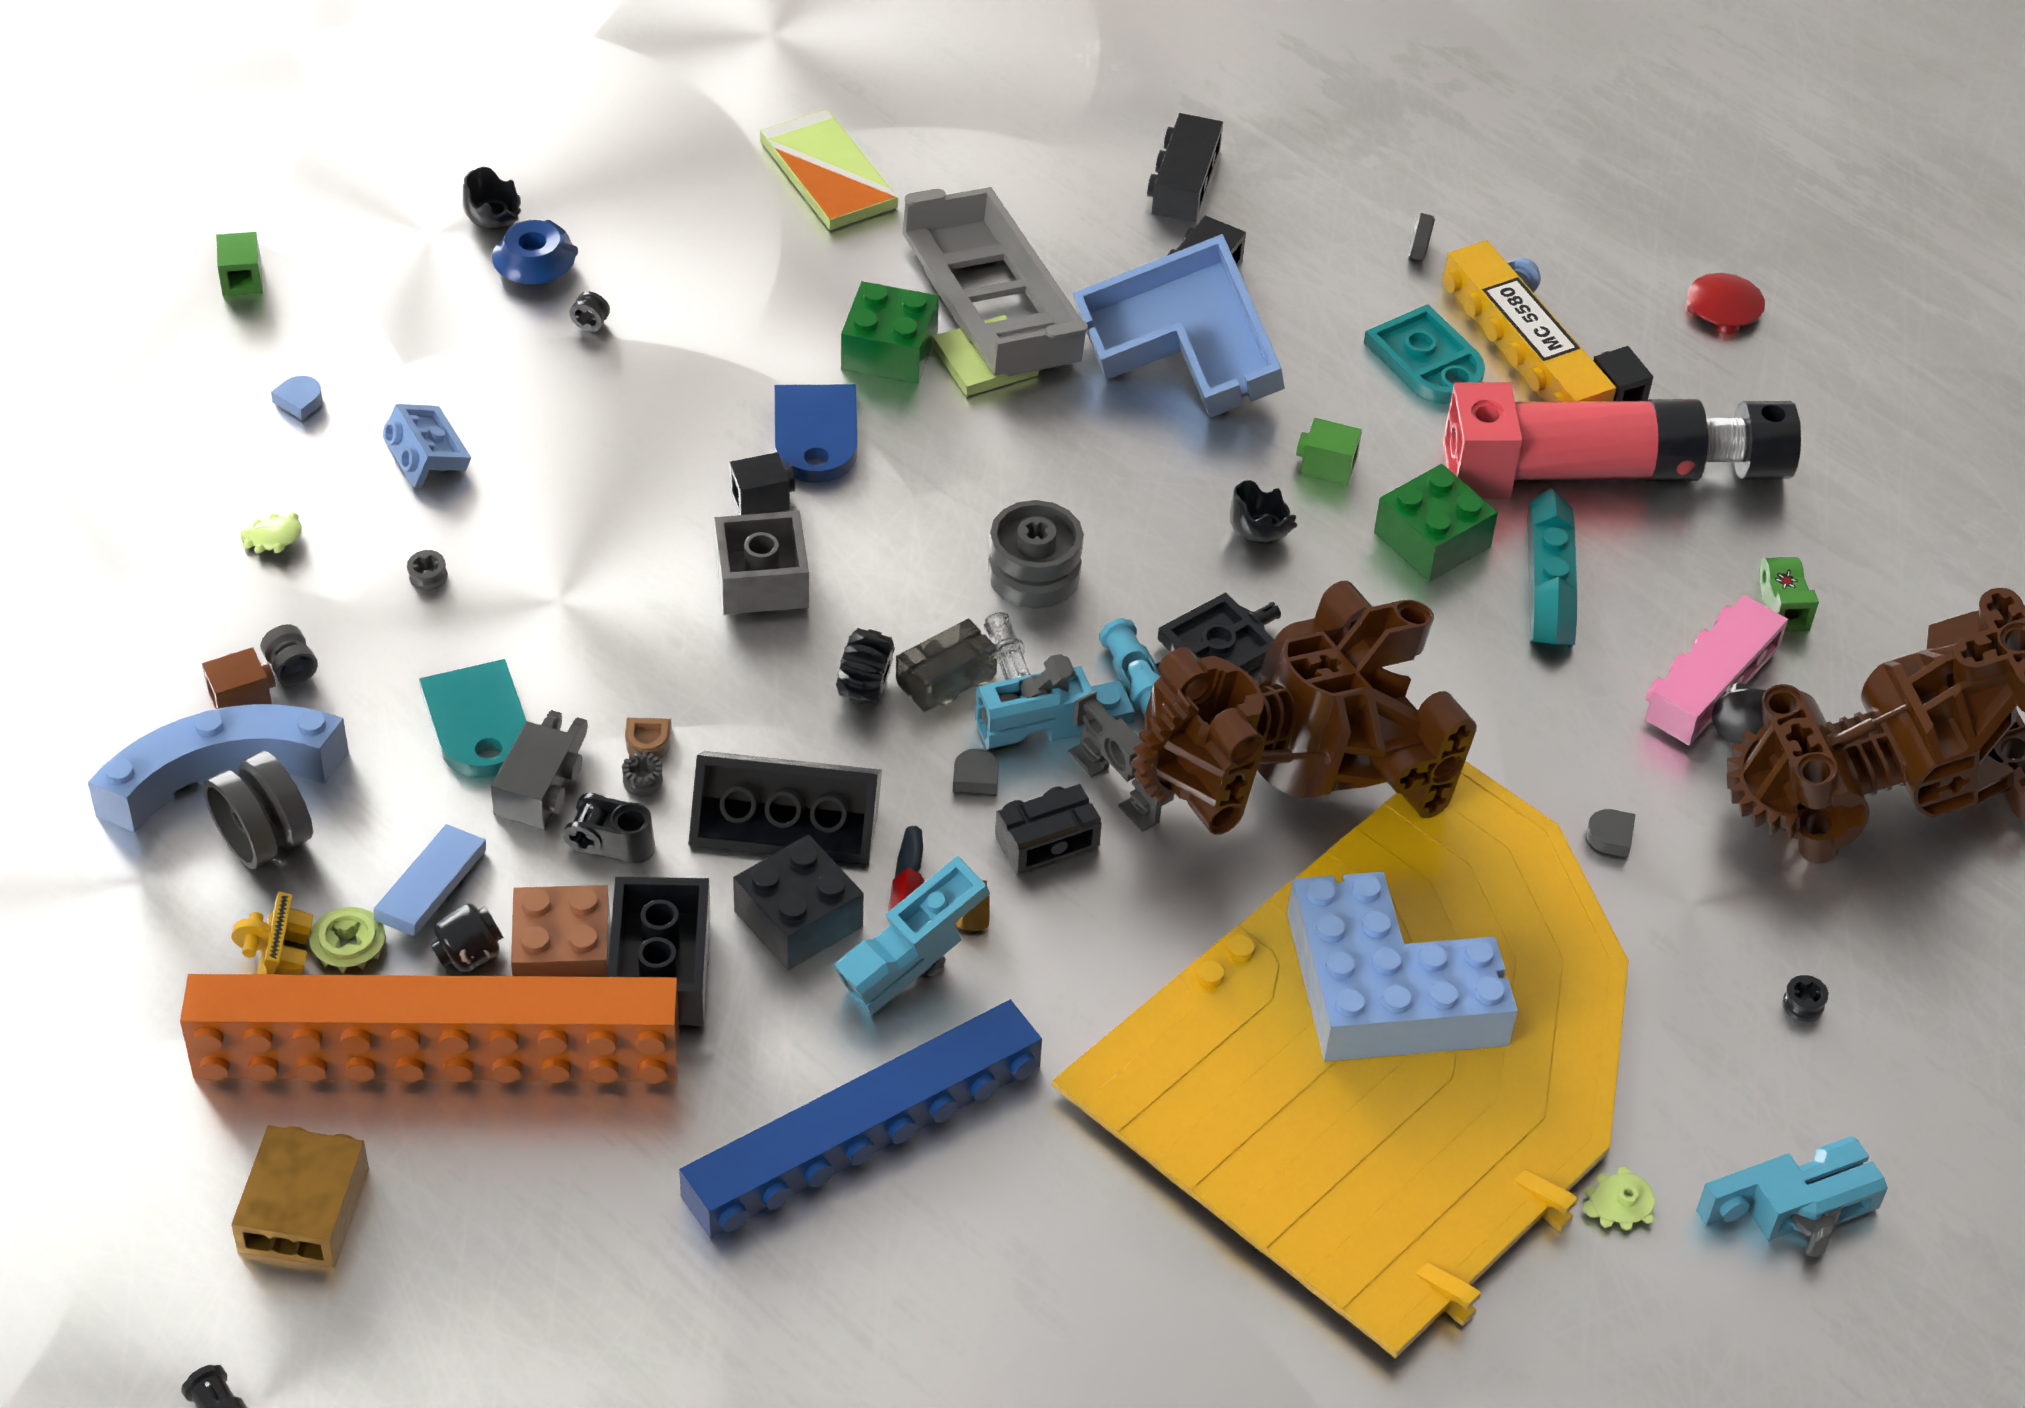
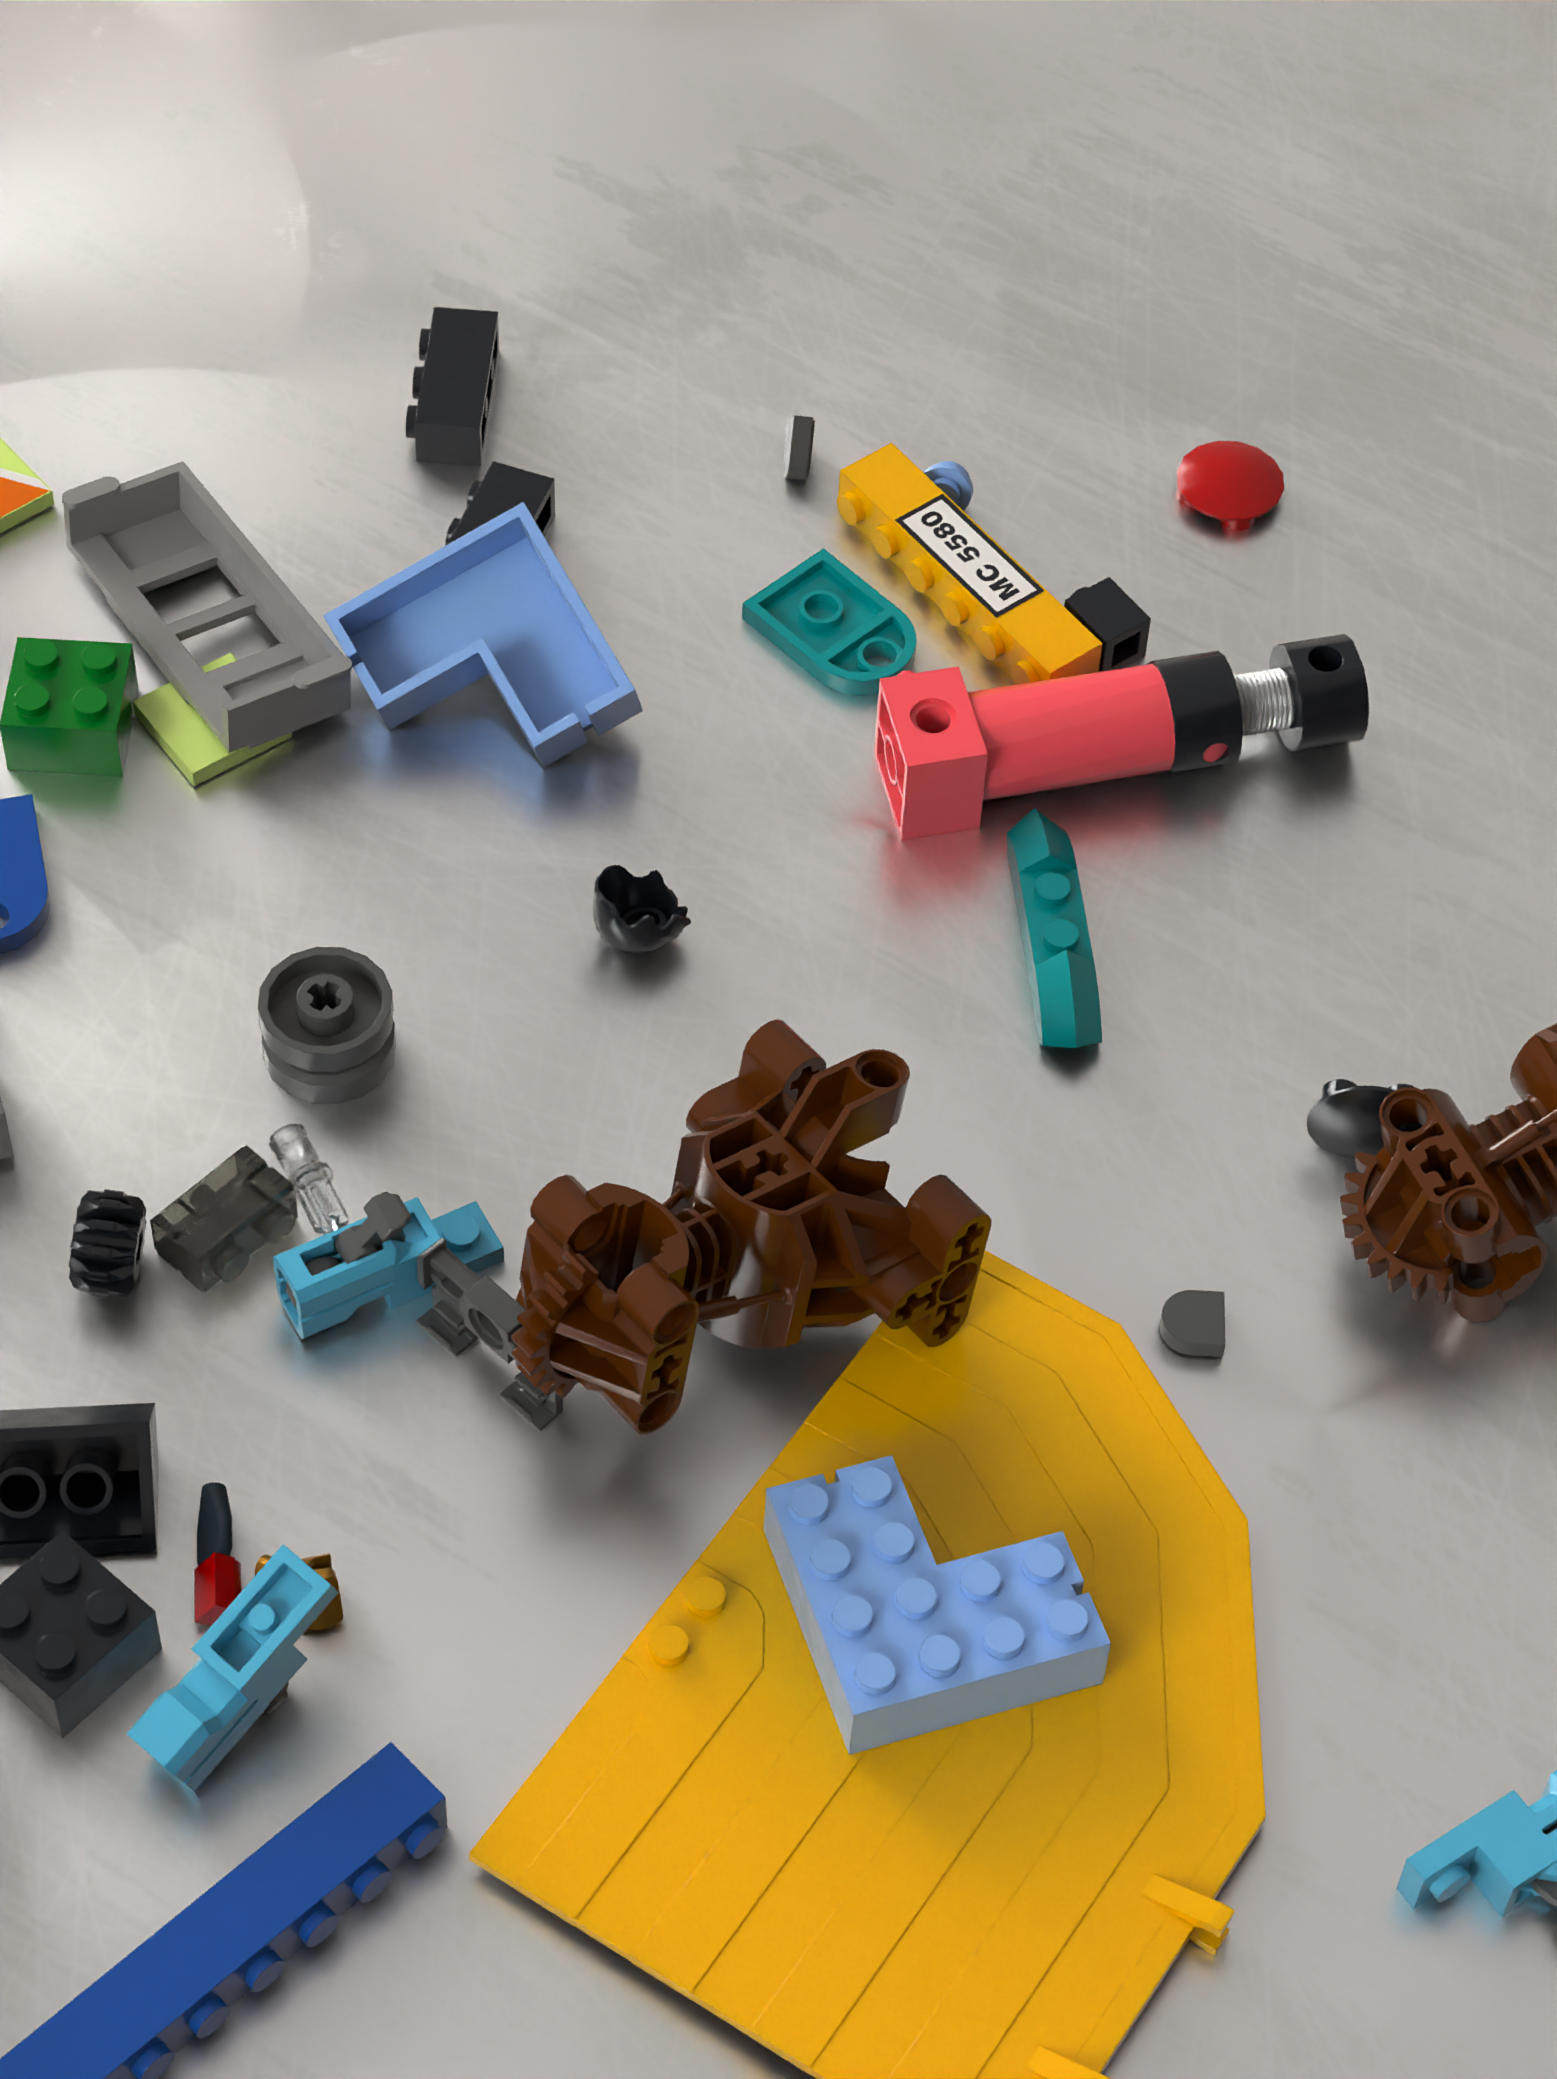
camera: 10 degrees left, 5 degrees up
(976, 772) = (290, 1378): dark grey tile -> none
(1047, 827) = (405, 1452): black brick -> none
(1131, 660) = (490, 1174): medium azure piece -> none
(1222, 631) = (605, 1117): black plate -> none
(1329, 451) = (719, 797): bright green brick -> none
(1435, 522) = (882, 886): green brick -> none
(1620, 1199) = (1291, 1893): yellowish green piece -> none
(1725, 655) = (1300, 1052): bright pink brick -> none
(1786, 588) = (1379, 918): bright green leg -> none
(1809, 1009) = (1487, 1520): black bush -> none

